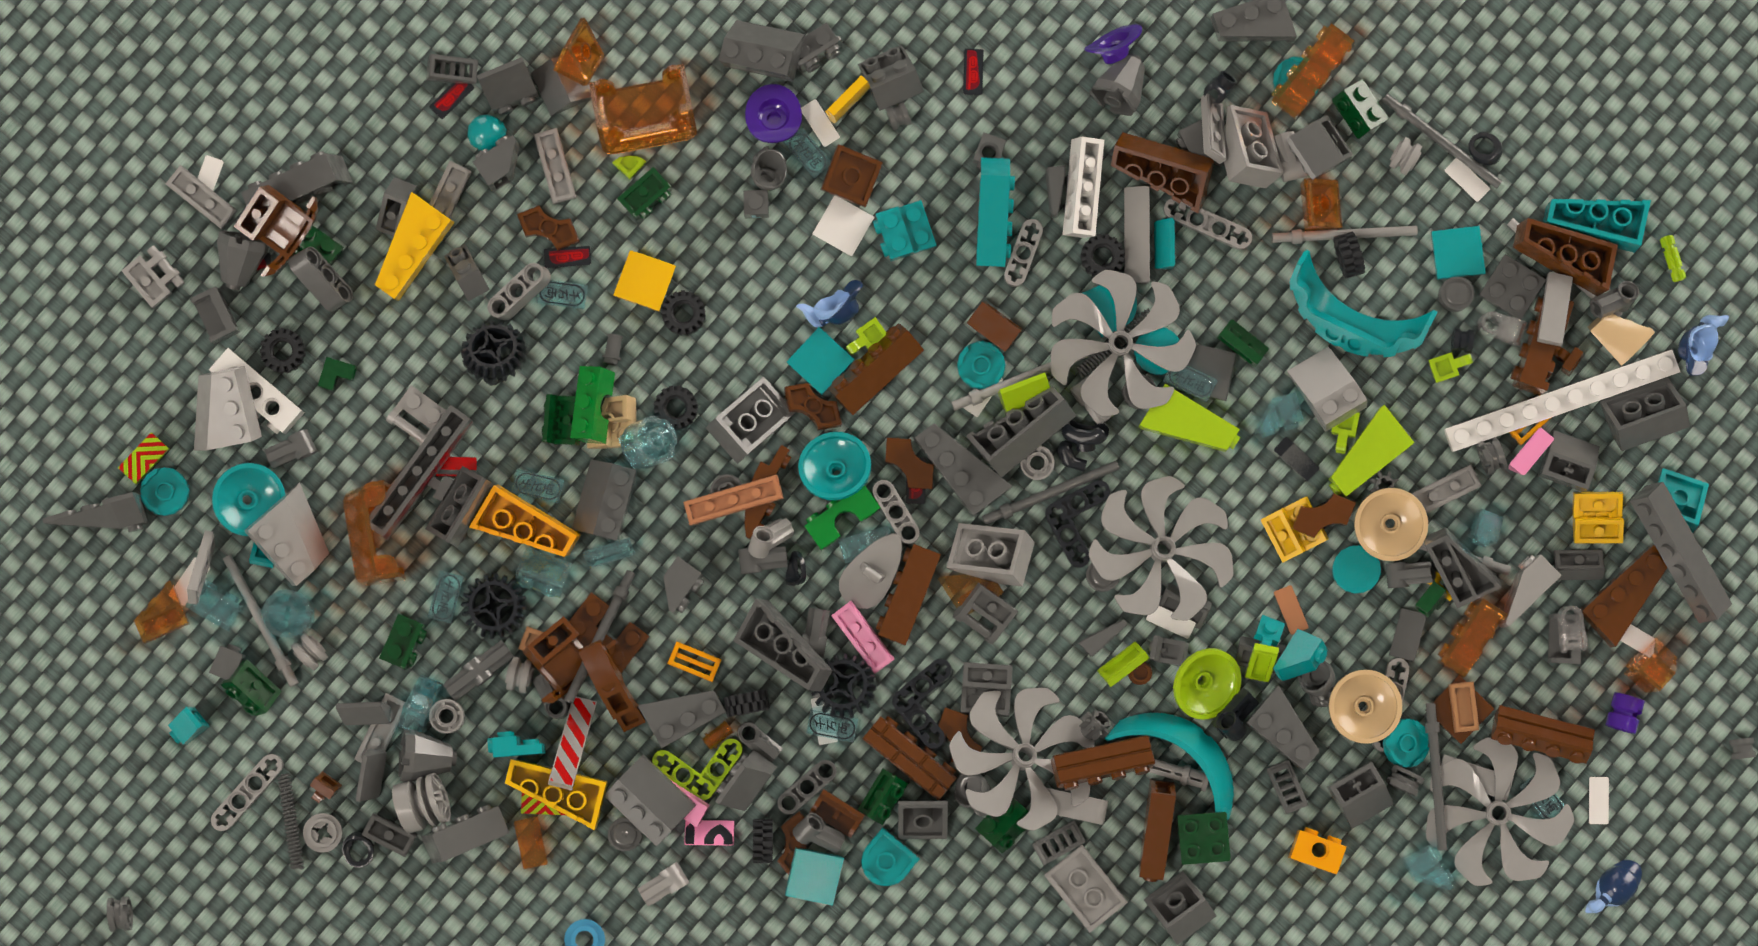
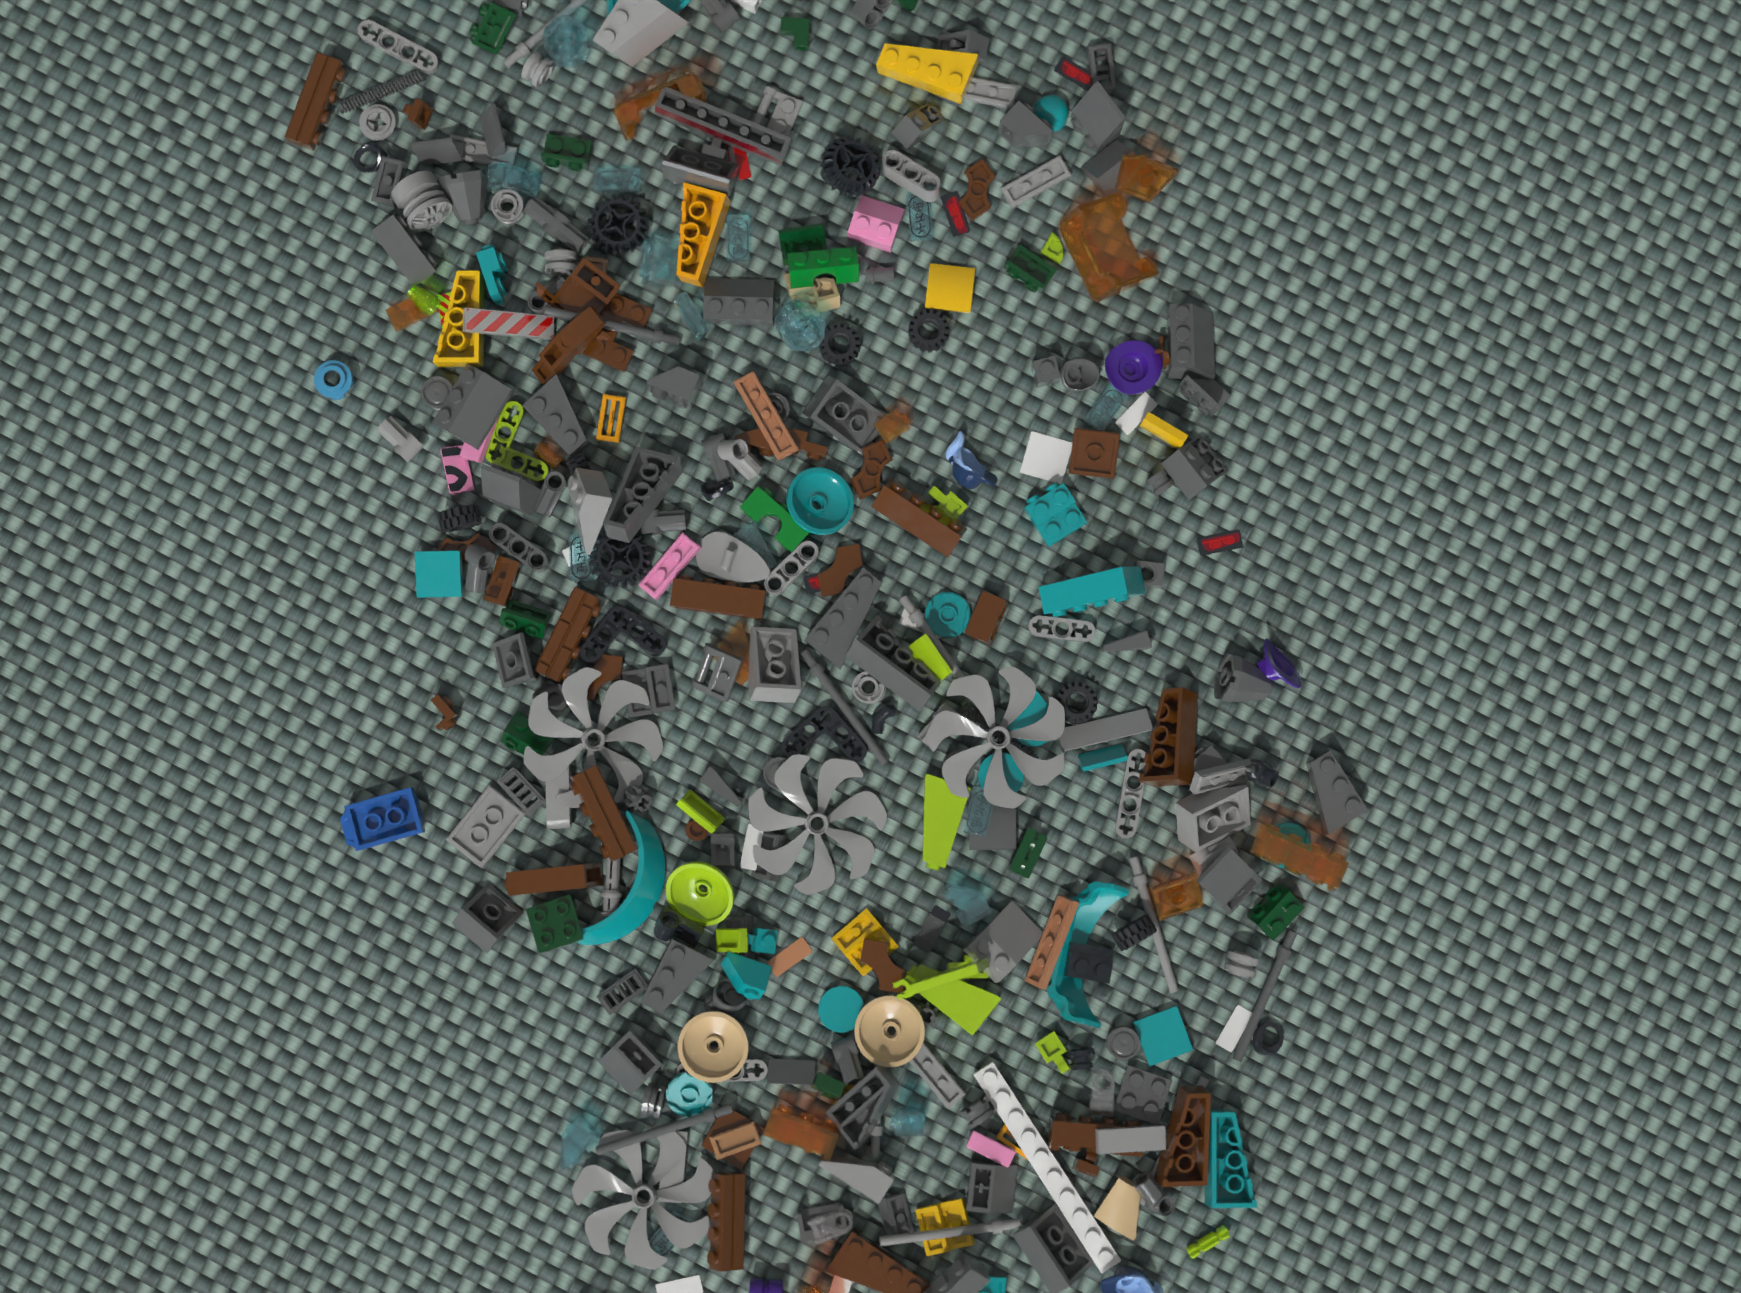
camera: 75 degrees right, 0 degrees up
(284, 892) = (315, 101): none -> reddish brown brick
(525, 825) = (423, 299): none -> clear neon green cone
(558, 340) = (875, 223): none -> bright pink slope
(769, 79) = (1164, 355): none -> reddish brown piece
(774, 373) = (892, 426): none -> clear orange bracket
(785, 700) = (590, 504): none -> light grey slope
(820, 360) = (915, 466): teal tile -> none
(887, 859) = (470, 637): teal tile -> none
(952, 901) = (445, 706): none -> reddish brown bracket
(1083, 187) = (1136, 668): white brick -> none
(1085, 436) = (904, 725): black piece -> none
(1302, 850) = (560, 1044): light orange brick -> none
(1338, 340) = (1051, 942): none -> nougat tile
(1352, 464) = (915, 985): none -> lime tile
(1368, 308) = (1089, 963): none -> black plate
(1609, 466) = (995, 1226): none -> light grey bar

